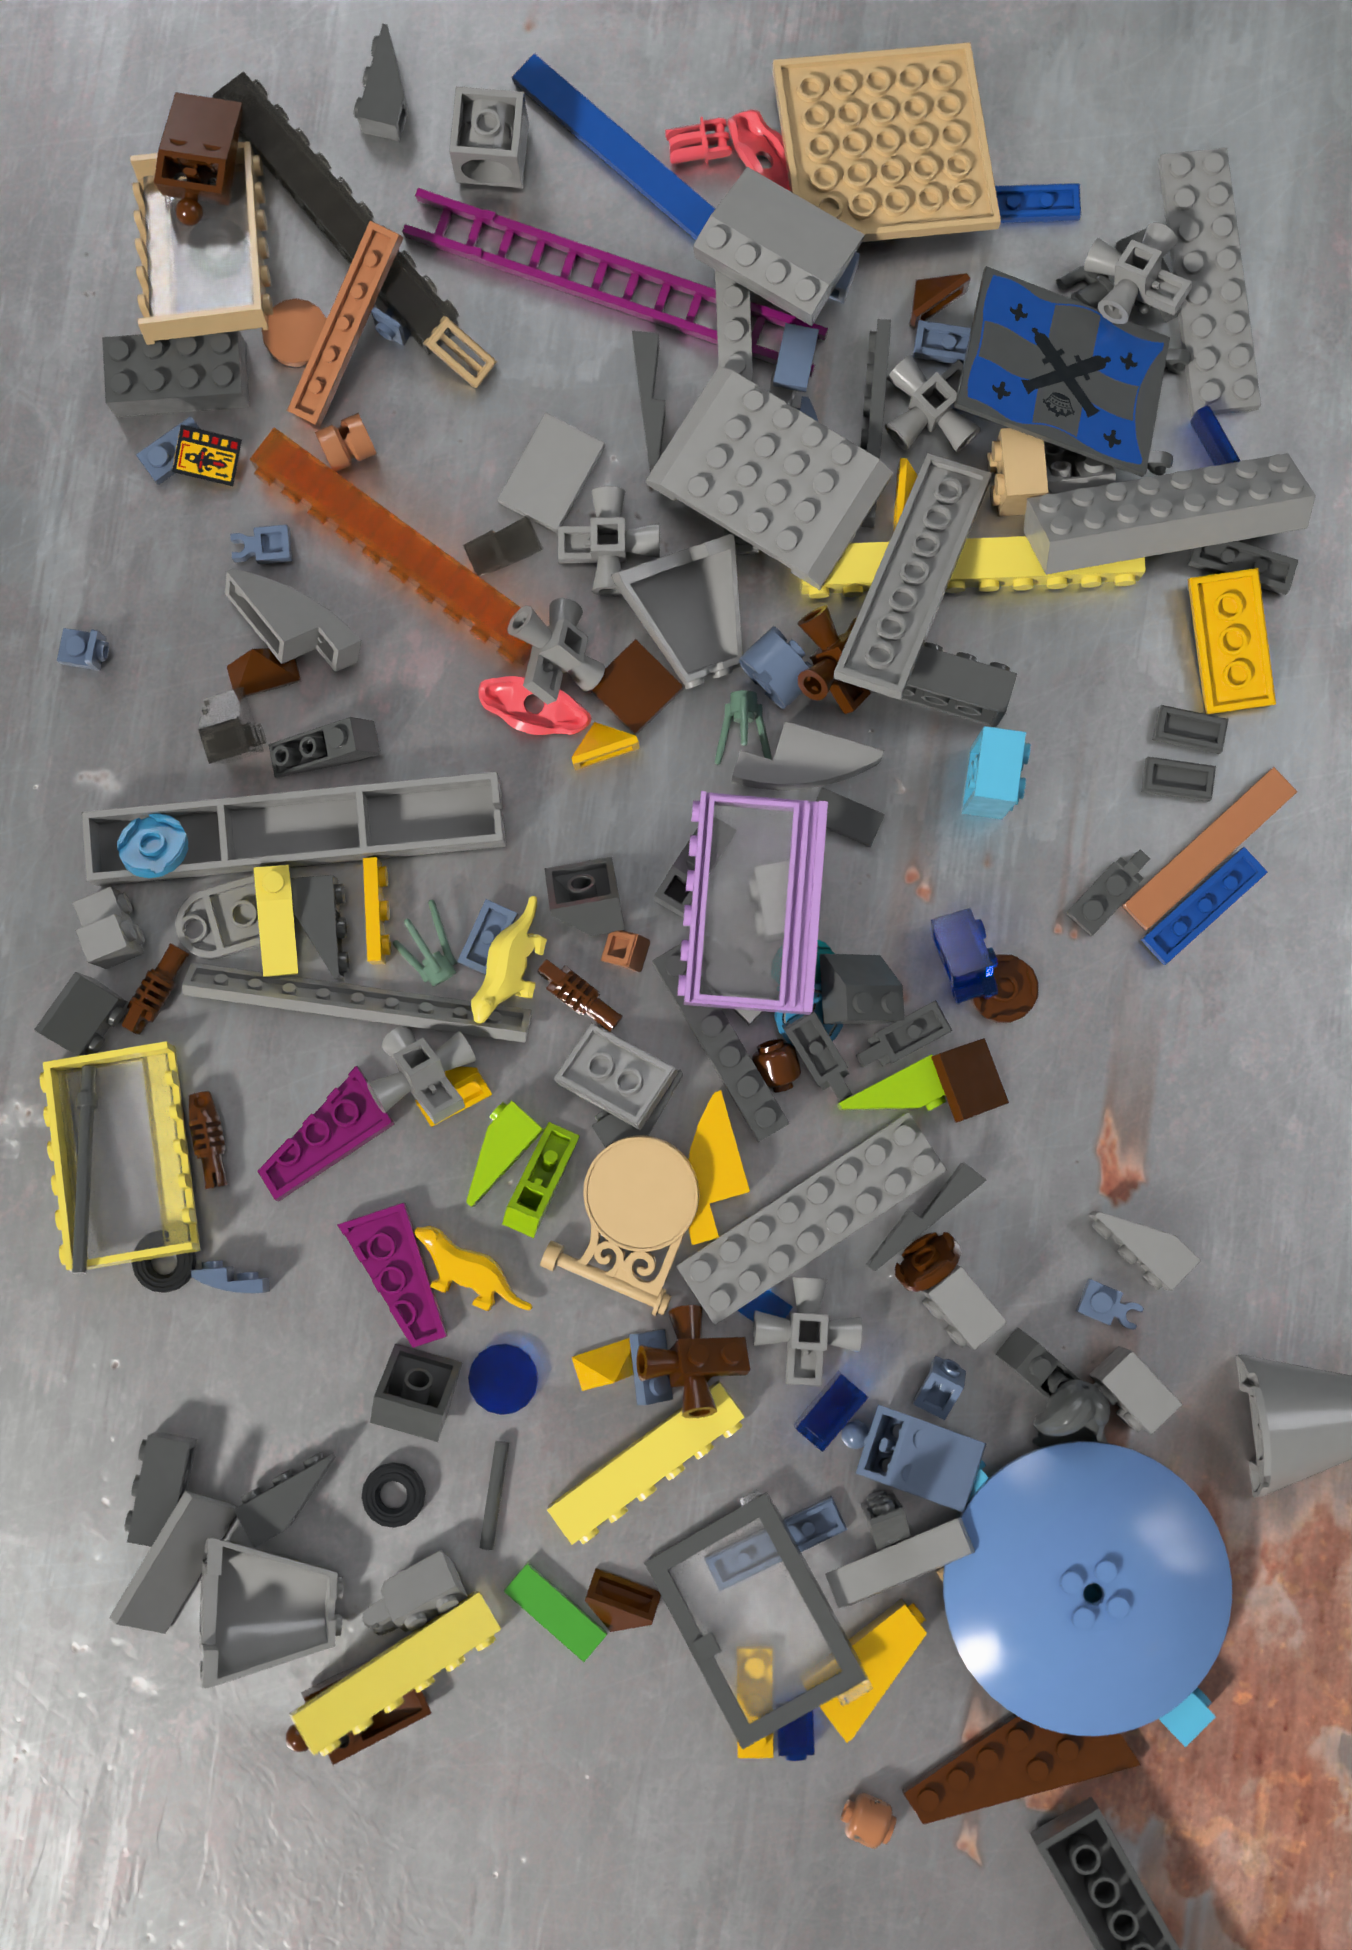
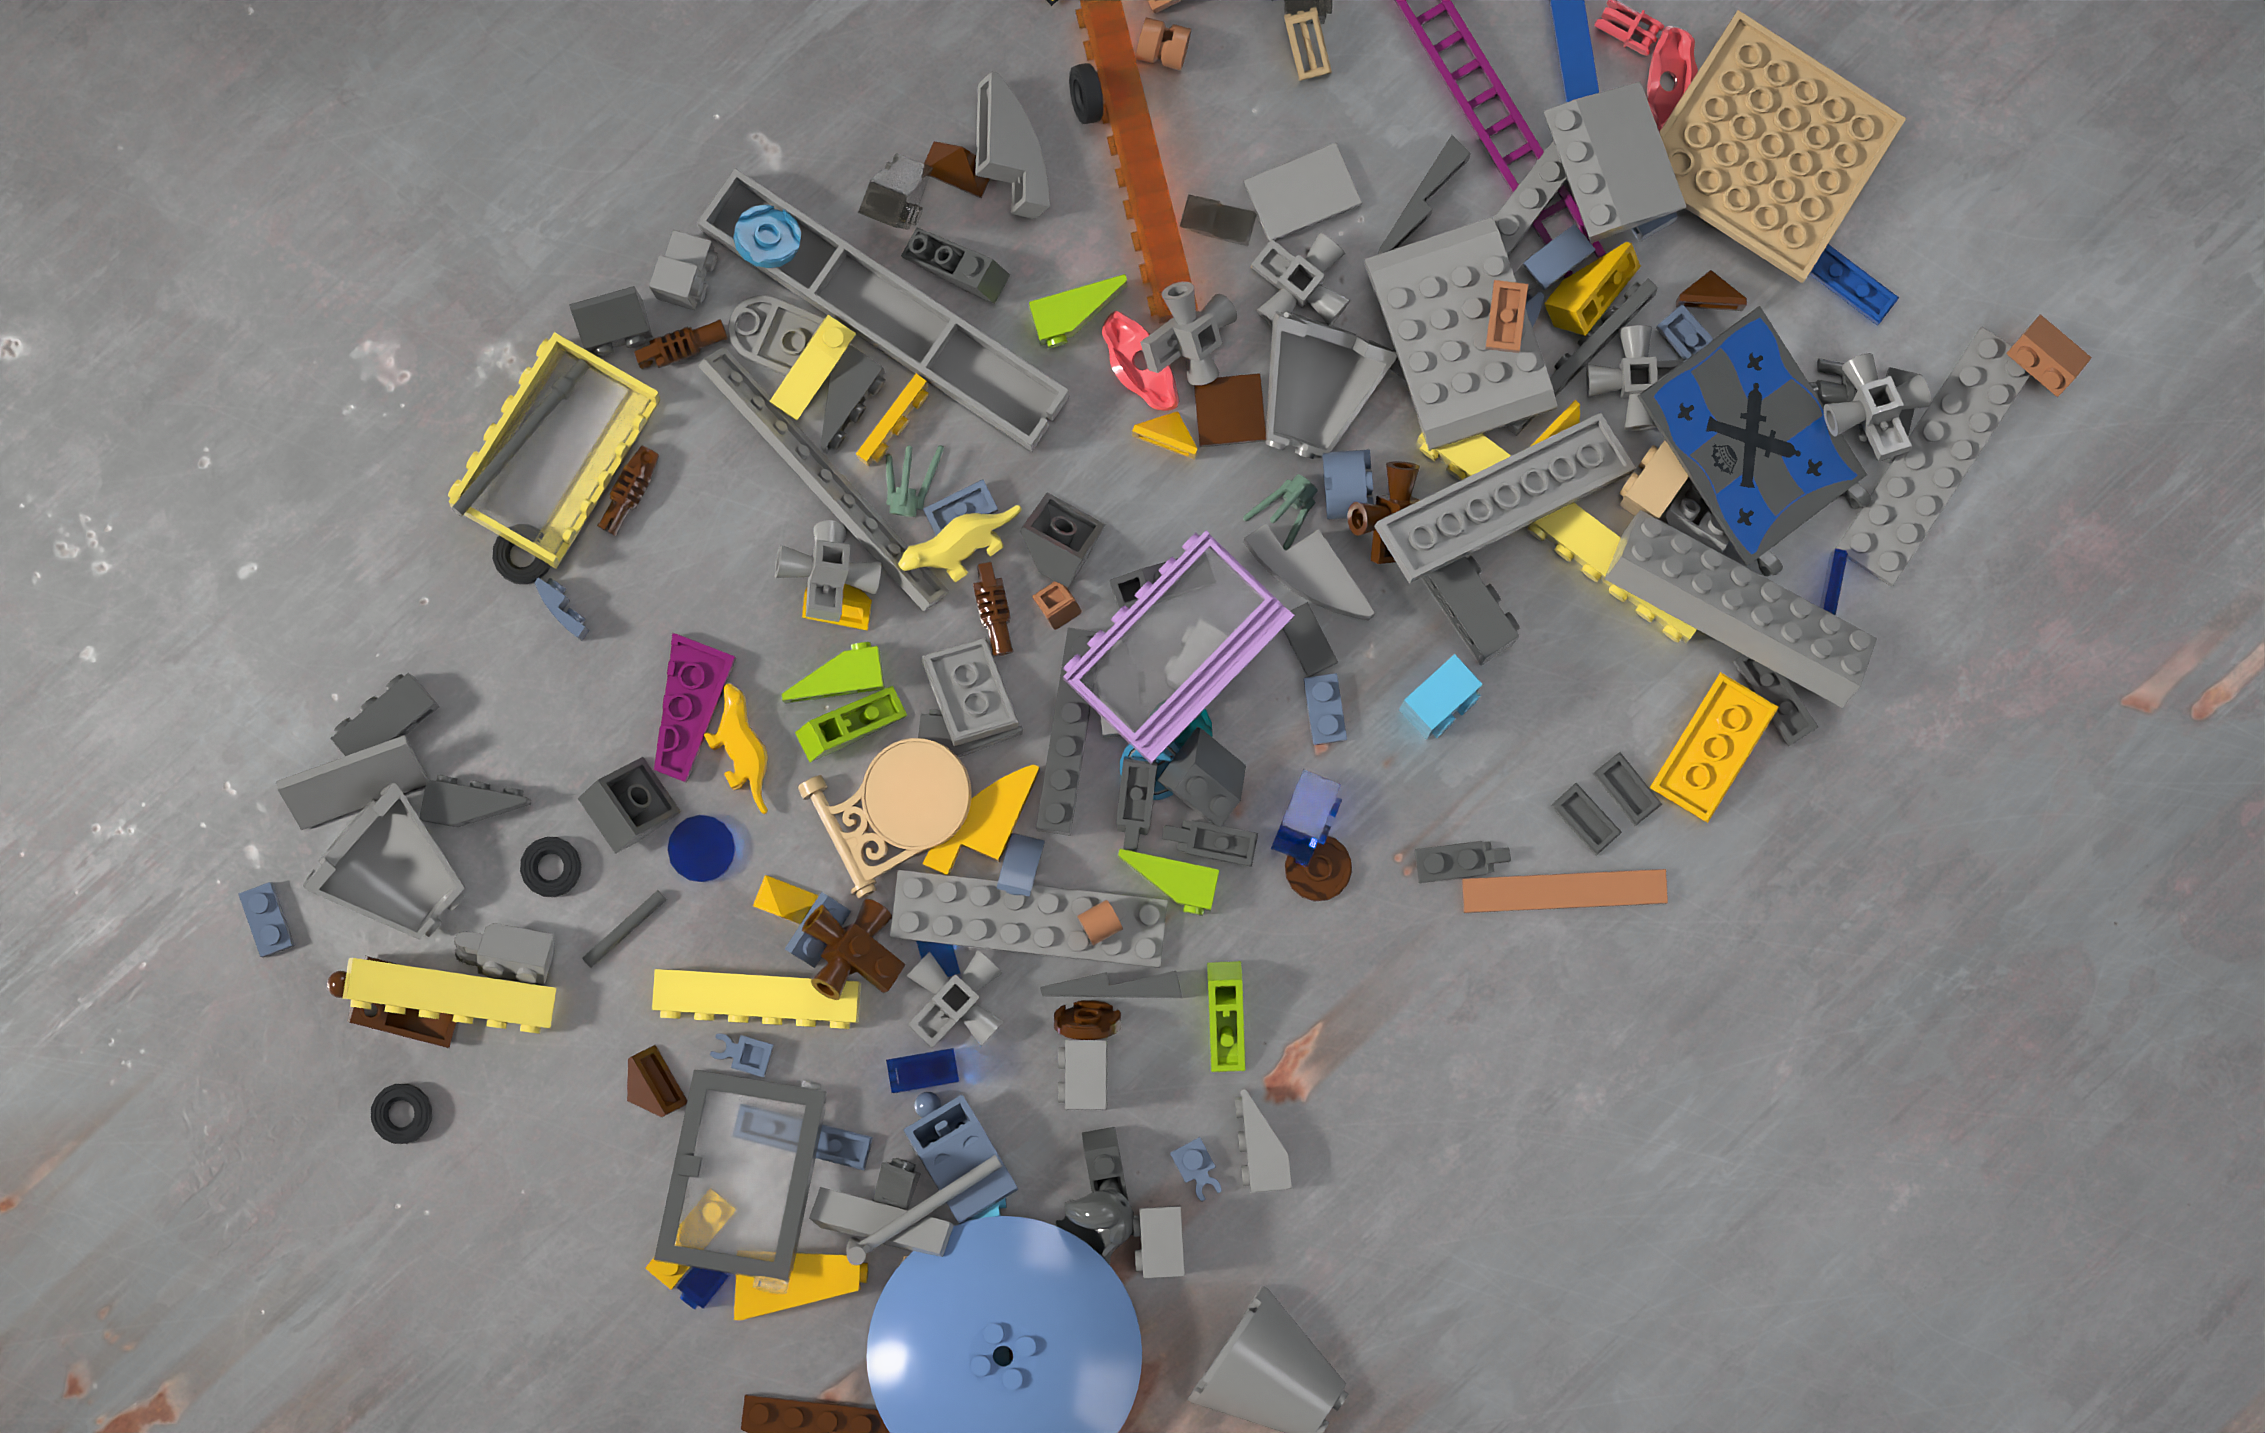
camera: 40 degrees right, 0 degrees up
(83, 649) = (836, 40): sand blue bracket -> none
(196, 1731) = (266, 919): none -> sand blue plate
(268, 544) = (1040, 73): sand blue plate -> none
(316, 529) = (1086, 93): none -> black tyre
(329, 1135) = (720, 560): magenta wing -> none
(430, 1820) = (420, 1122): none -> black tyre
(444, 712) = (1069, 311): none -> lime slope
(555, 1612) = (599, 1051): bright green tile -> none
(679, 1514) = (748, 1055): none -> sand blue plate
(770, 1181) = (1020, 865): none -> sand blue slope
(777, 1064) = (1098, 783): reddish brown head -> none
(798, 429) = (1506, 316): none -> nougat plate
(840, 366) = (1590, 291): none -> yellow slope
(868, 1820) = (703, 1392): nougat head -> none
(872, 1174) = (1100, 922): none -> nougat brick
(902, 1603) = (857, 1250): none -> light grey bar
(905, 860) = (1325, 709): none -> sand blue plate
(941, 1387) = (1020, 1123): sand blue bracket -> none
(970, 1080) = (1232, 913): reddish brown tile -> none
(1031, 1165) = (1226, 1016): none -> lime slope
(1204, 906) = (1522, 930): blue plate -> none
(1232, 133) = (2049, 355): none -> nougat brick

